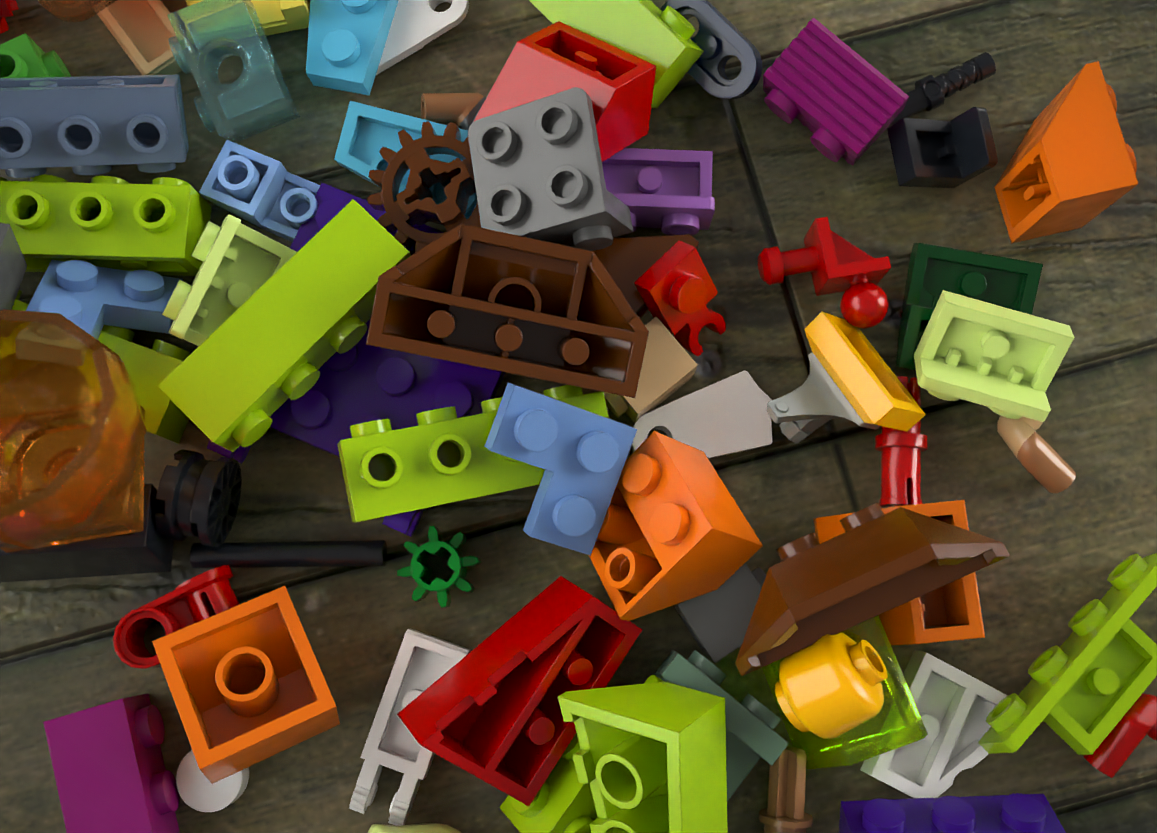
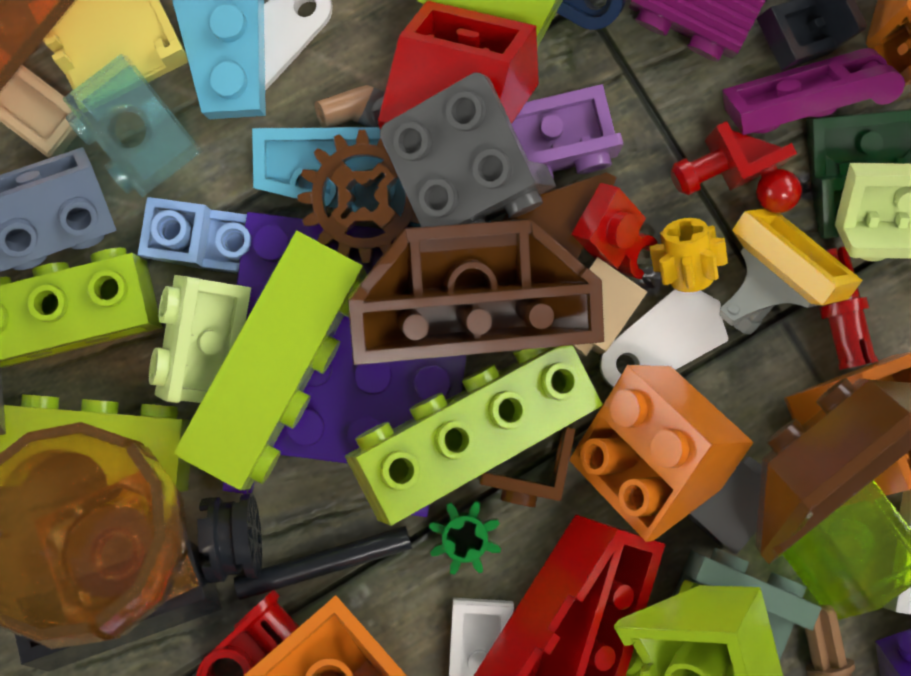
camera: 20 degrees left, 5 degrees up
(104, 296) = (69, 382): medium blue plate -> none
(507, 533) = (526, 492): none -> reddish brown bracket
(580, 461) = (569, 409): medium blue plate -> none
(753, 343) = (689, 255): none -> yellow gear
(831, 685) = (848, 550): yellow head -> none
(925, 215) = (812, 91): none -> magenta plate

